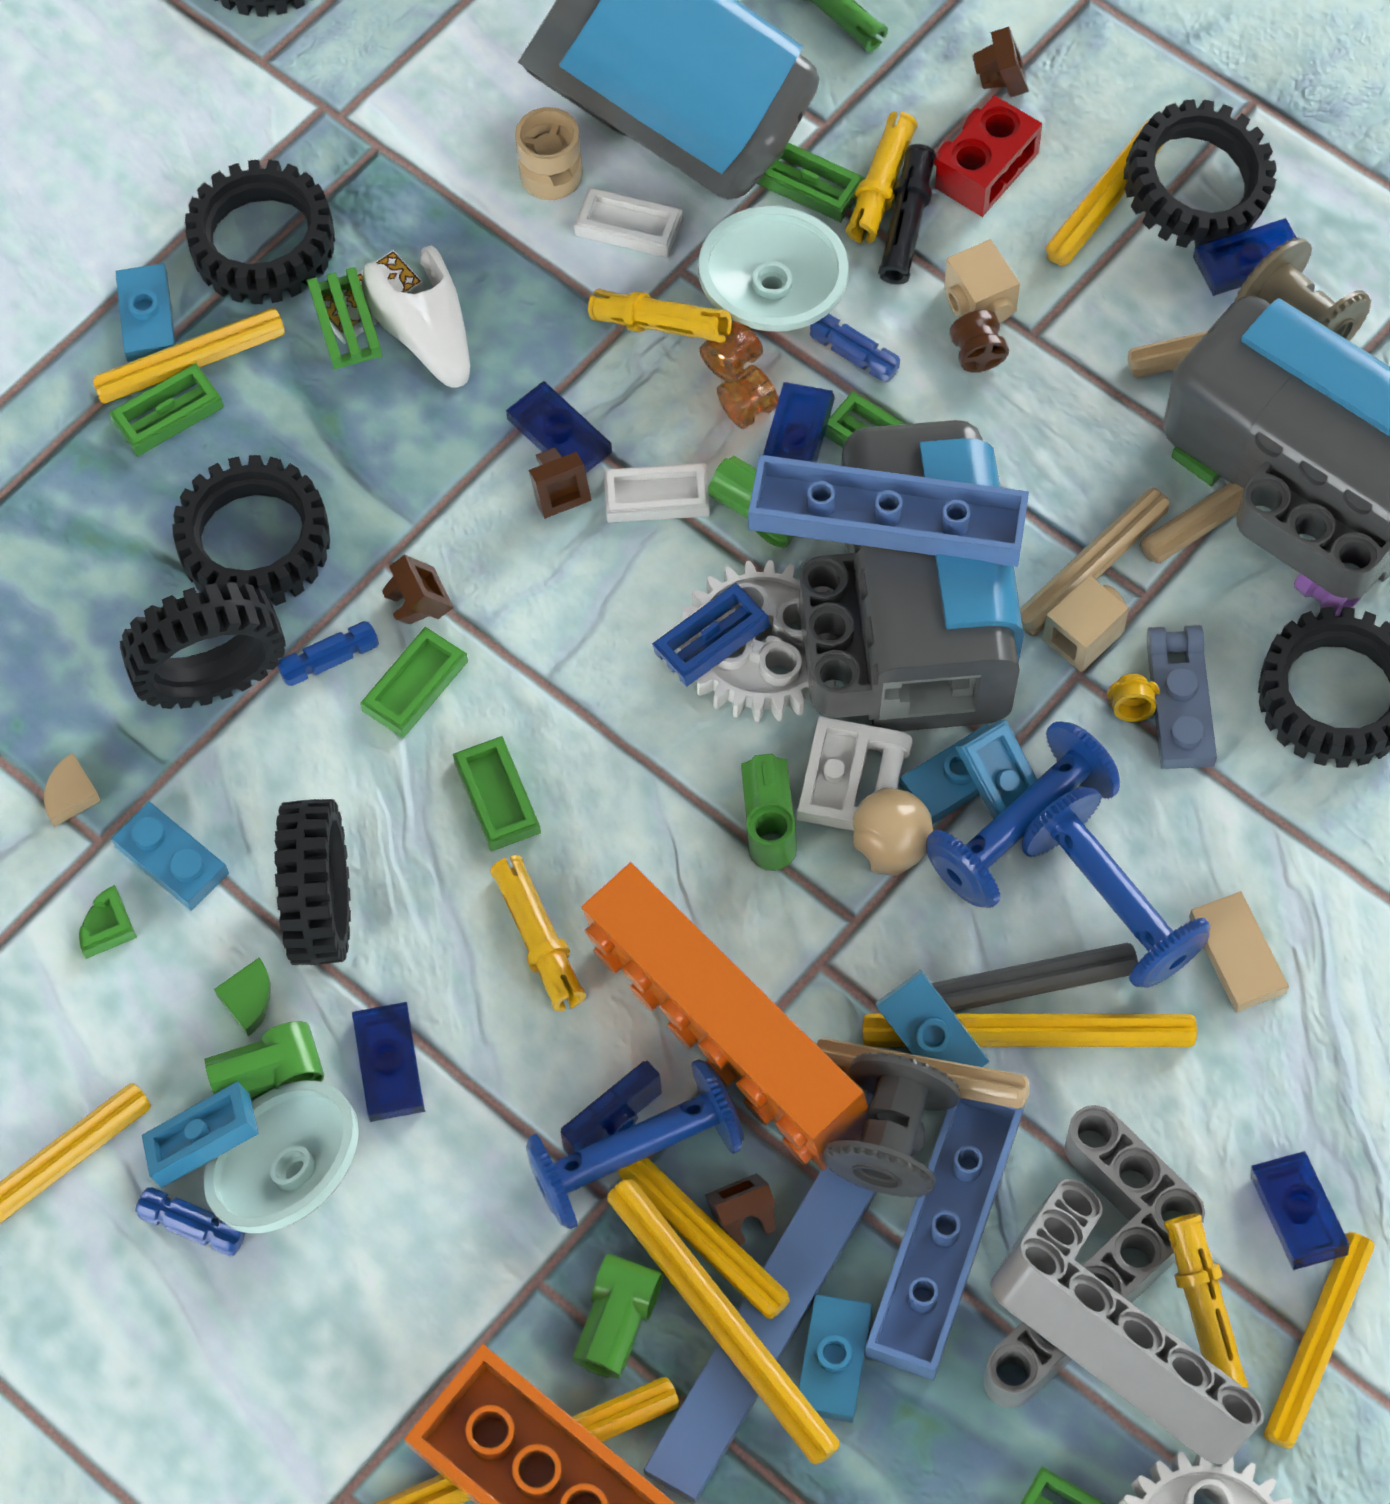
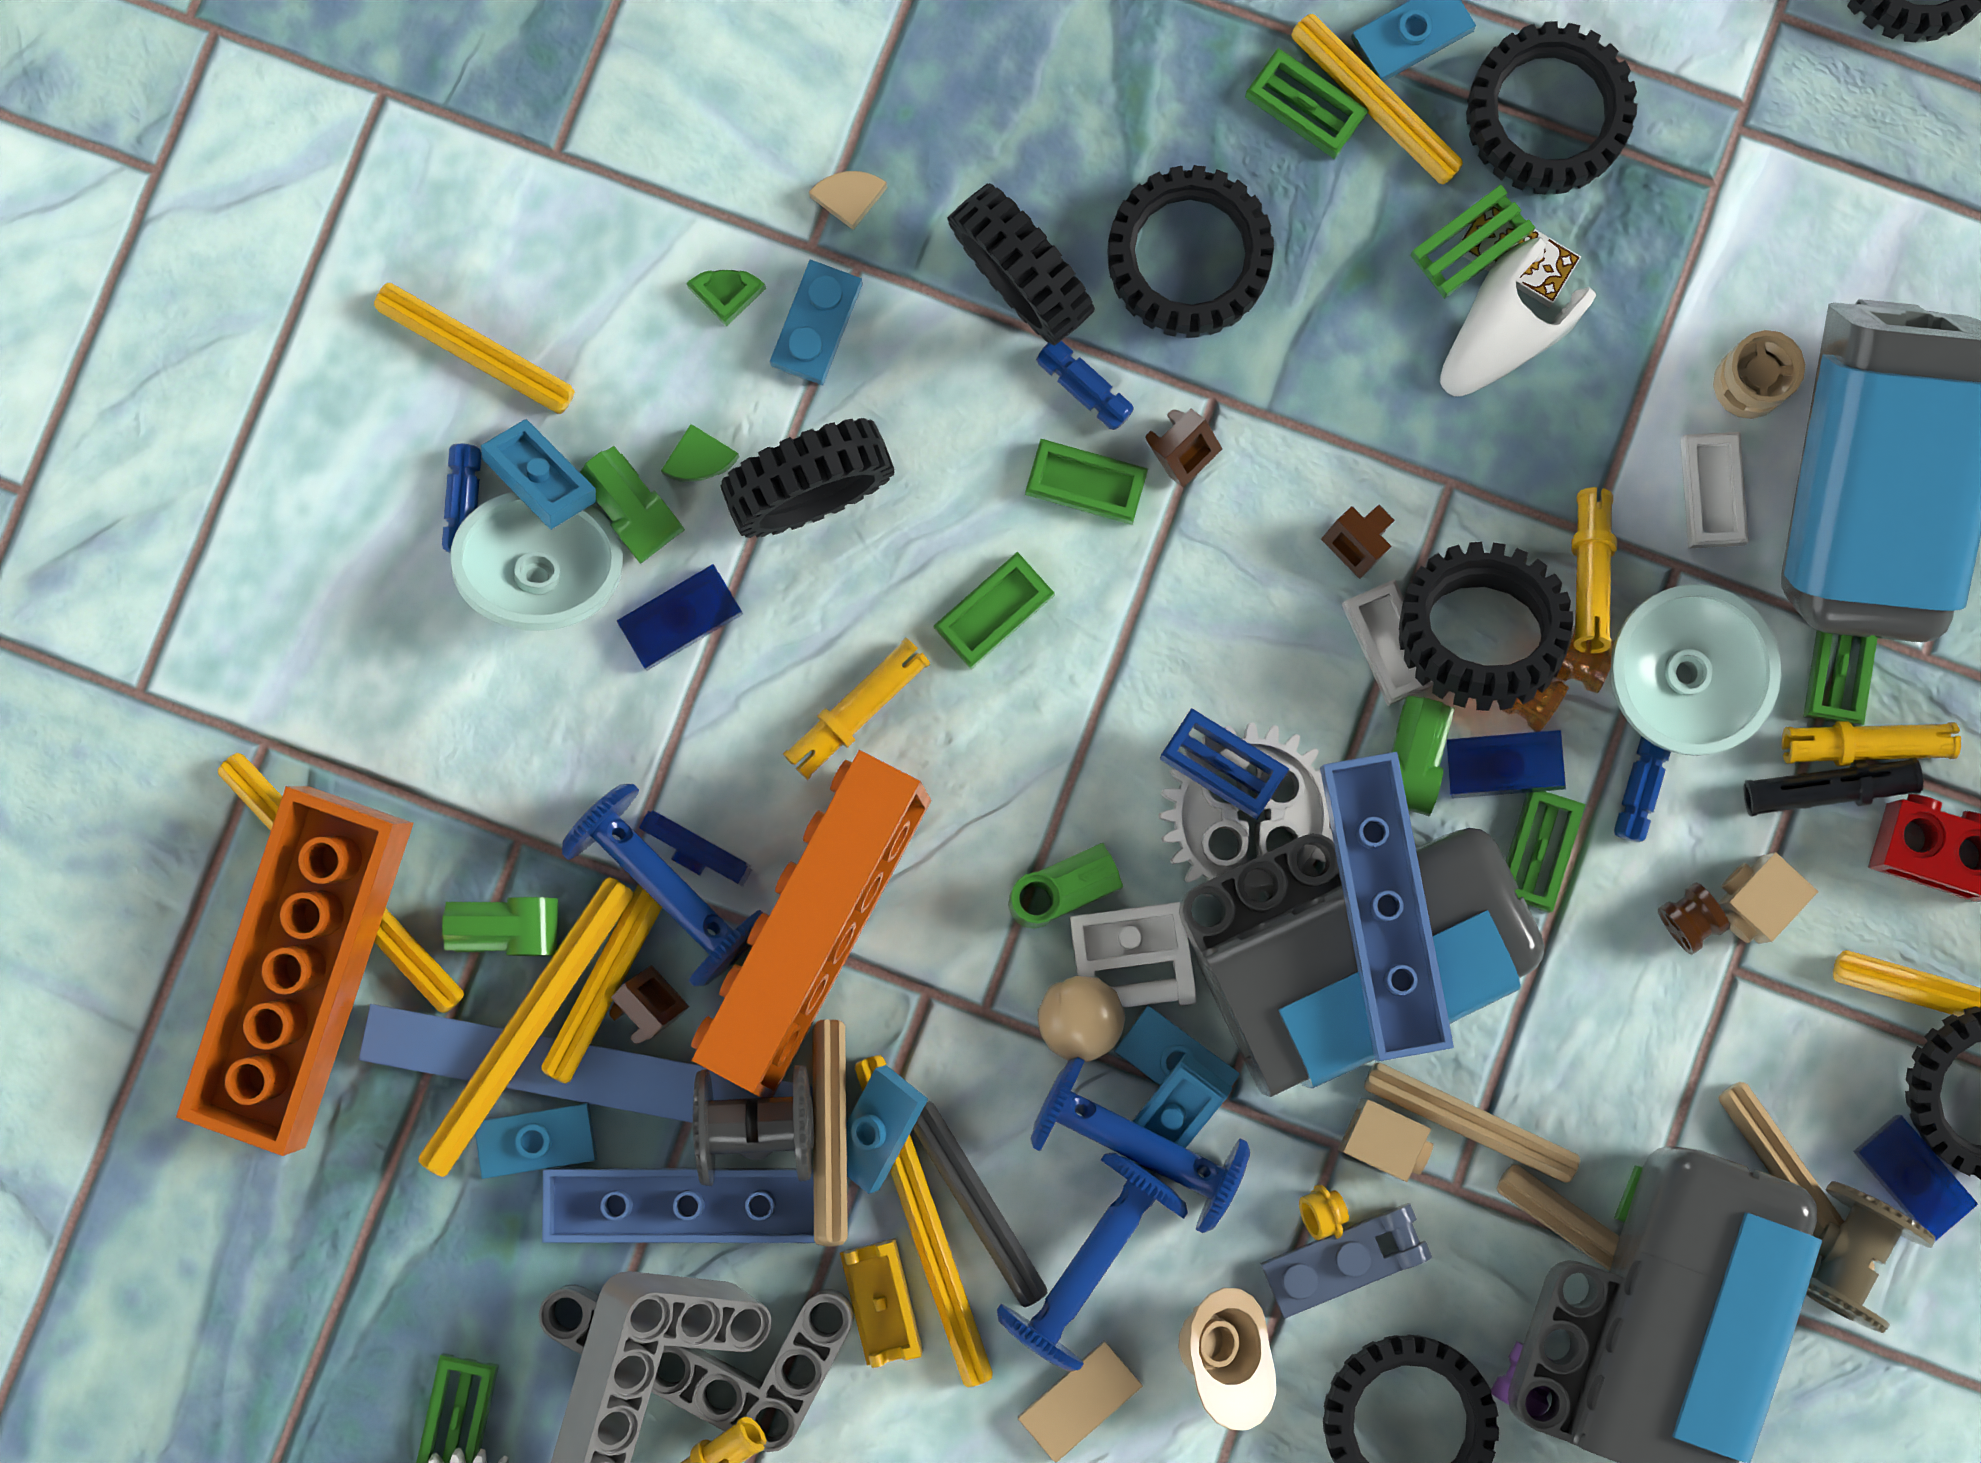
camera: 70 degrees right, 20 degrees up
(553, 423) = (1428, 512): clear blue plate -> none
(695, 435) = (1498, 573): none -> black tyre
(1087, 1077) = (881, 1303): none -> yellow hinge
(1234, 807) = (1230, 1358): none -> tan piece

